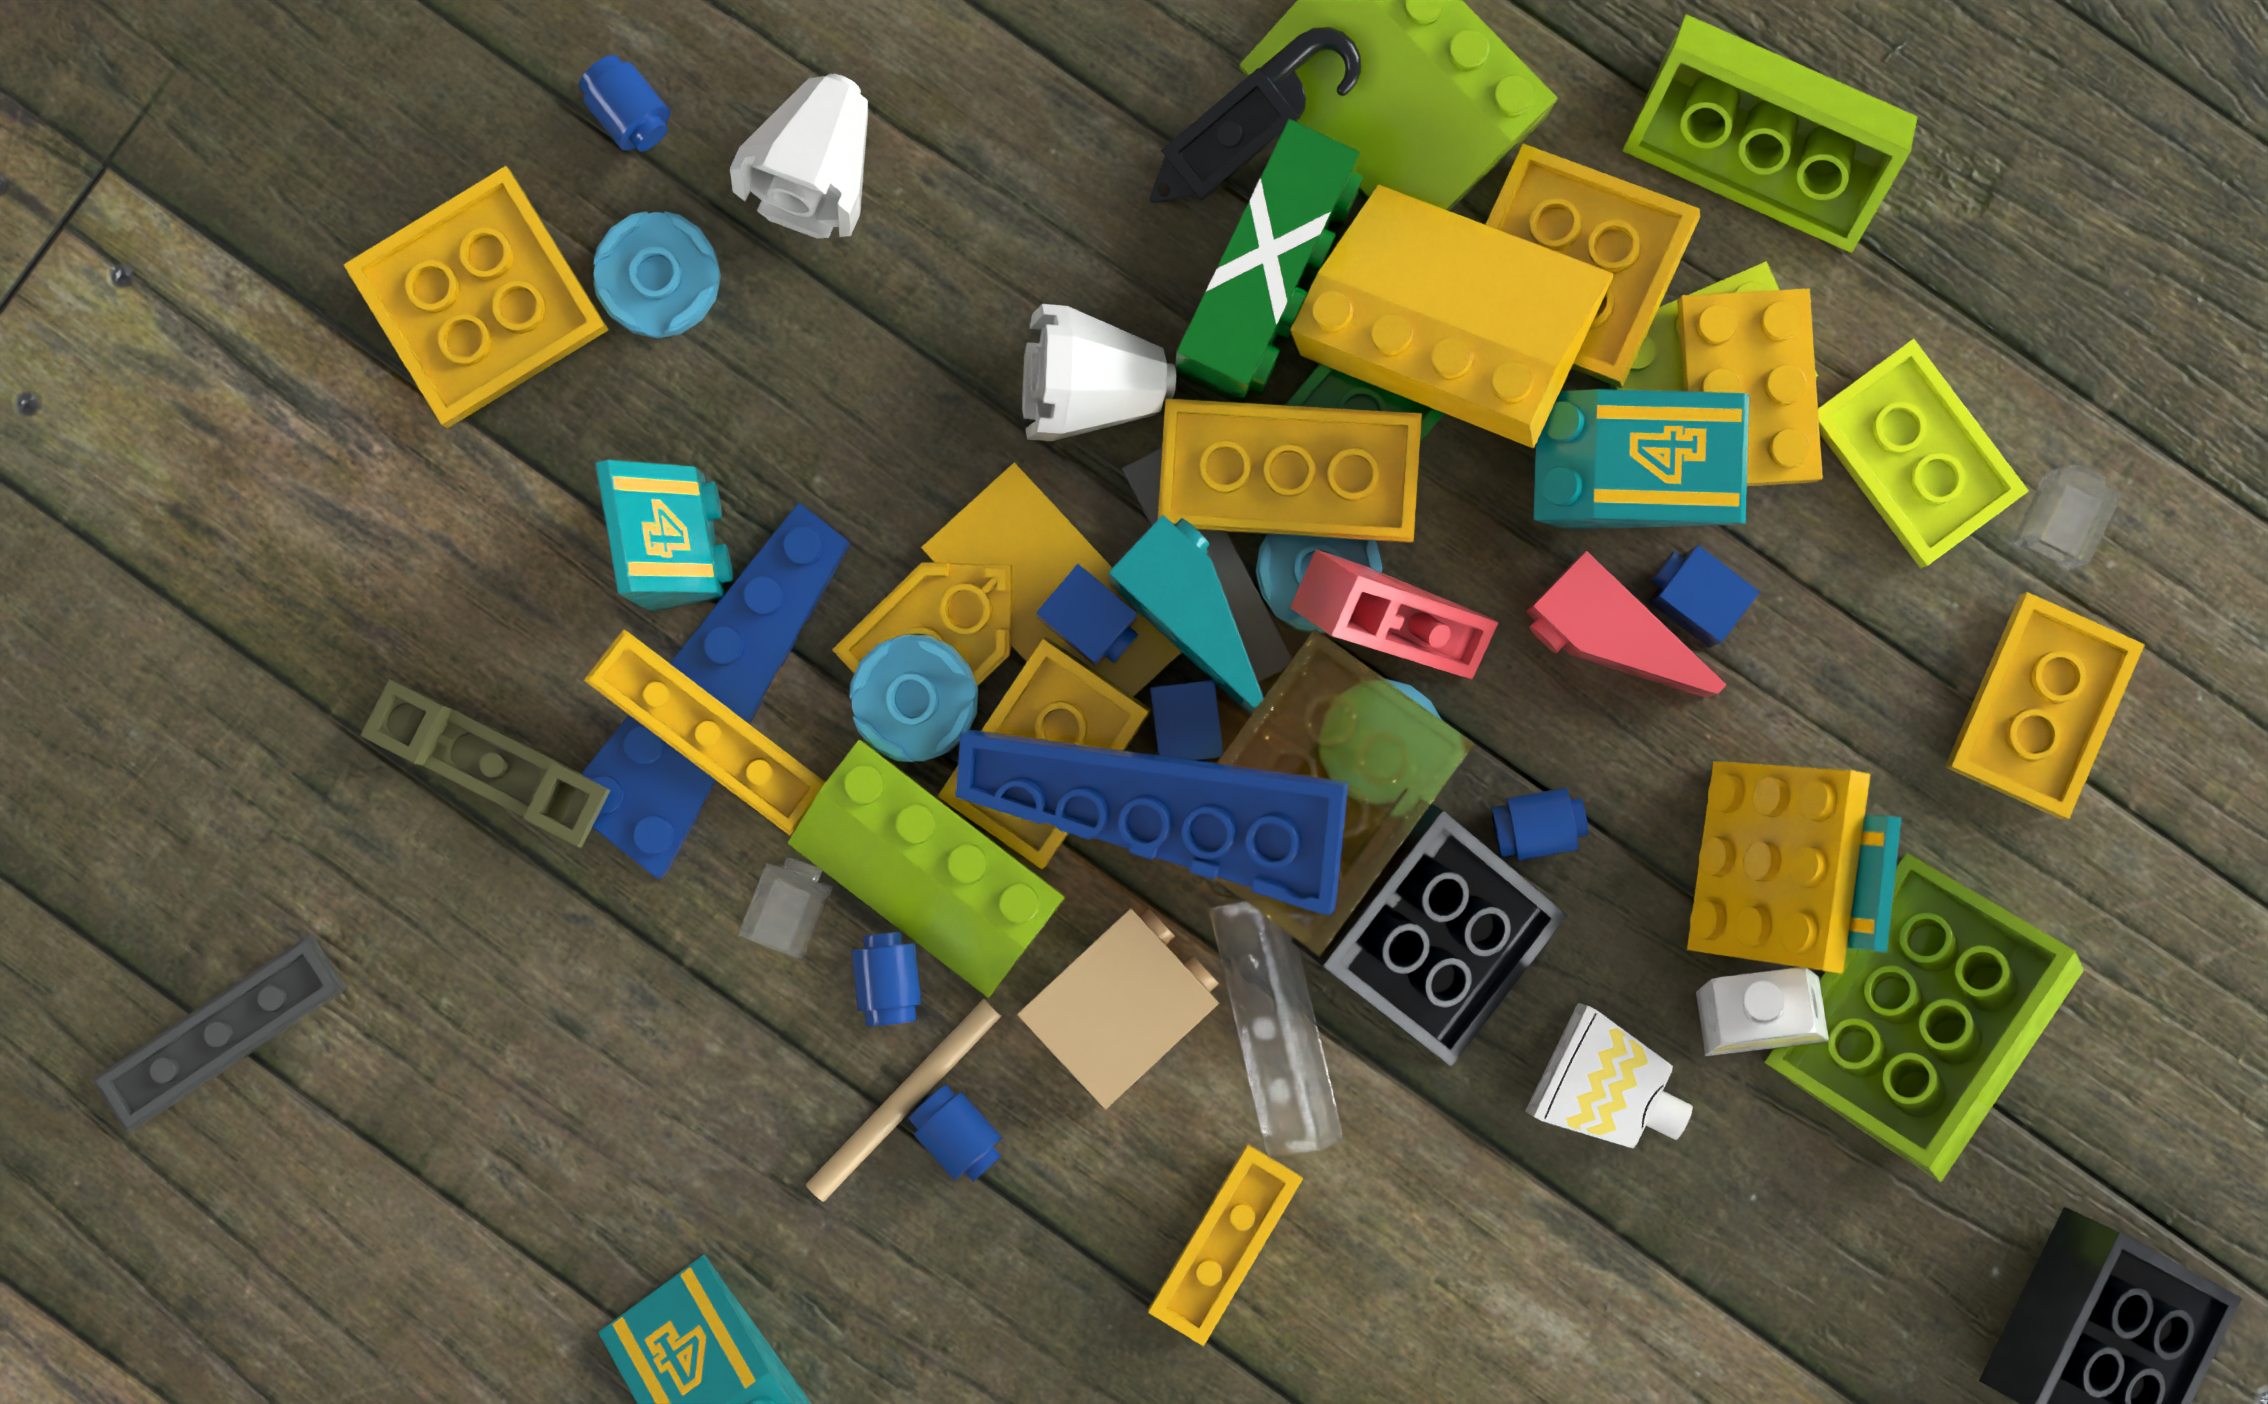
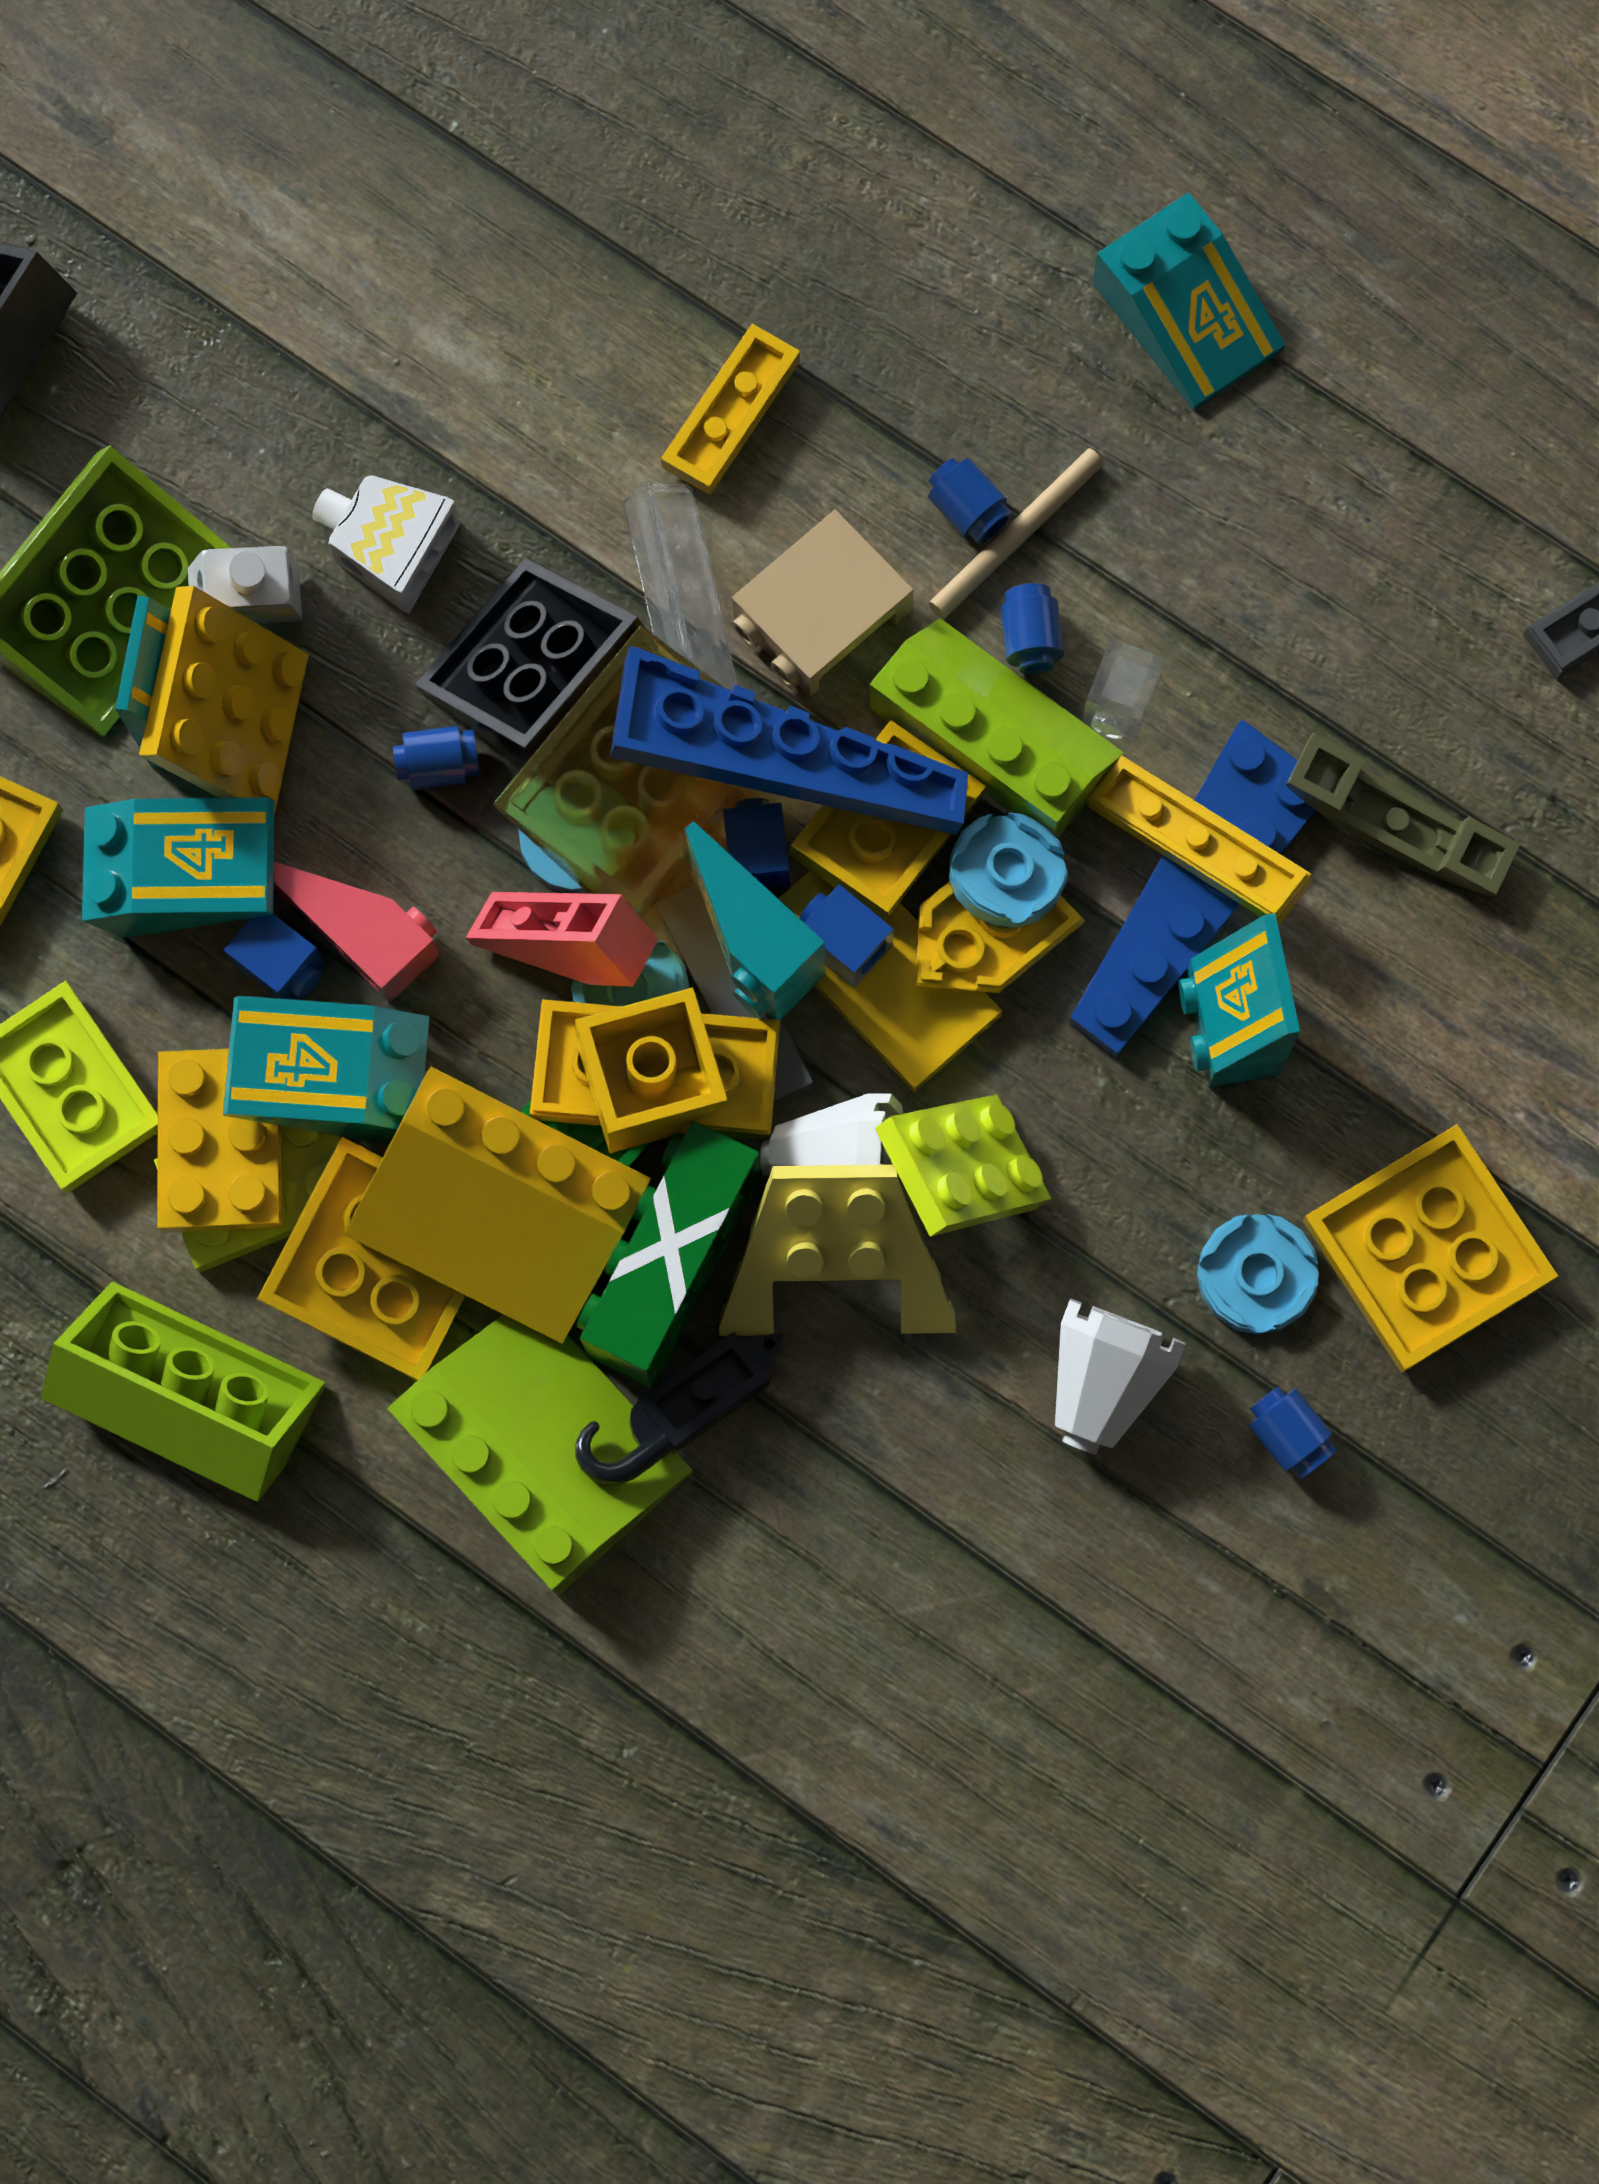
camera: 175 degrees left, 10 degrees down
(961, 358) = (963, 1164): none -> neon yellow plate
(1094, 285) = (836, 1228): none -> light yellow wing
(1294, 442) = (649, 1068): none -> yellow slope
(1815, 688) = (177, 863): none -> teal slope

